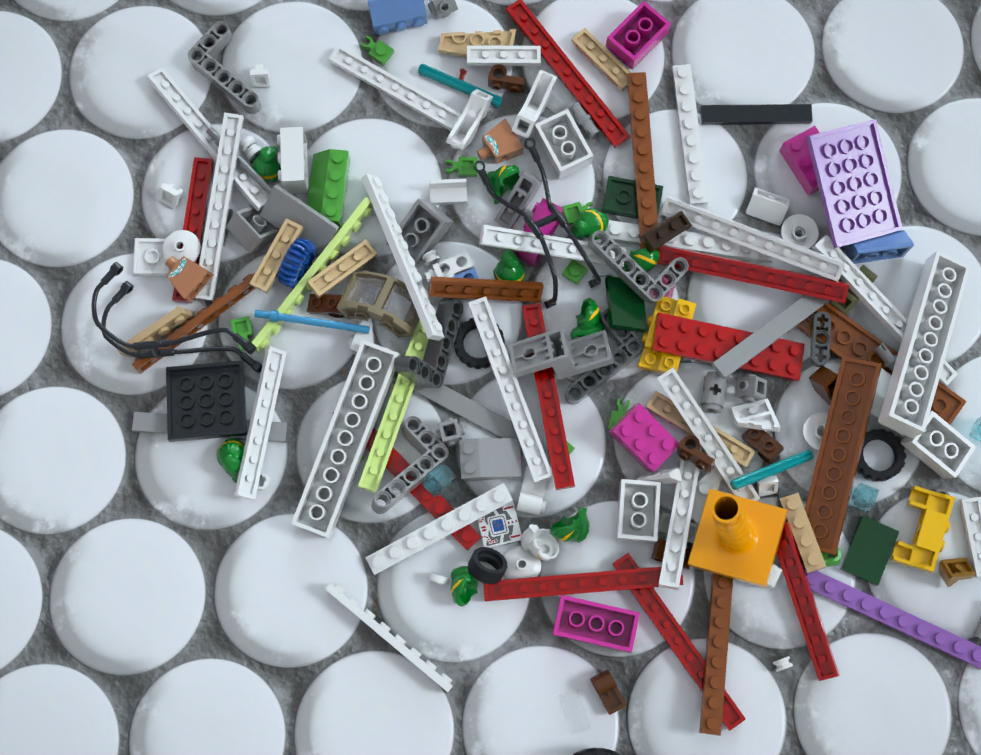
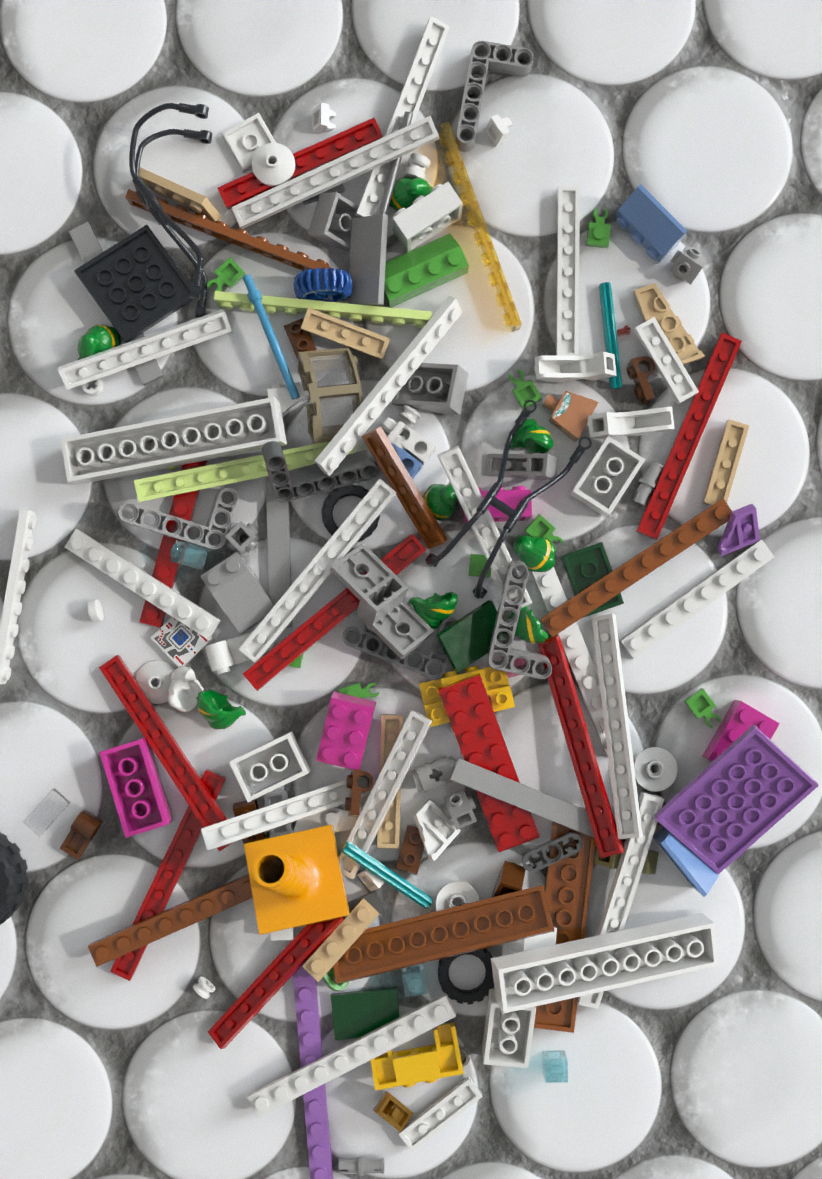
camera: 60 degrees right, 10 degrees up
(187, 277) = (244, 187): nougat torso -> none
(269, 267) = (296, 261): tan plate -> none
(330, 131) = (482, 235): none -> clear yellow plate
(448, 191) = (488, 391): white panel -> none
(463, 585) = (104, 639): green hair -> none
(482, 573) = (146, 650): black tyre -> none
(638, 35) = (773, 485): dark pink brick -> none
(658, 75) = (740, 530): none -> medium lavender wing
(664, 476) = (316, 769): white slope -> none
(665, 231) = (571, 634): dark brown tile -> none
(756, 114) = (760, 655): black tile -> none
(767, 206) = (665, 721): white panel -> none
(770, 174) = (701, 705): none -> bright green plate
(885, 354) = (572, 928): light grey pin -> none
(897, 576) = (351, 1055): none -> white plate

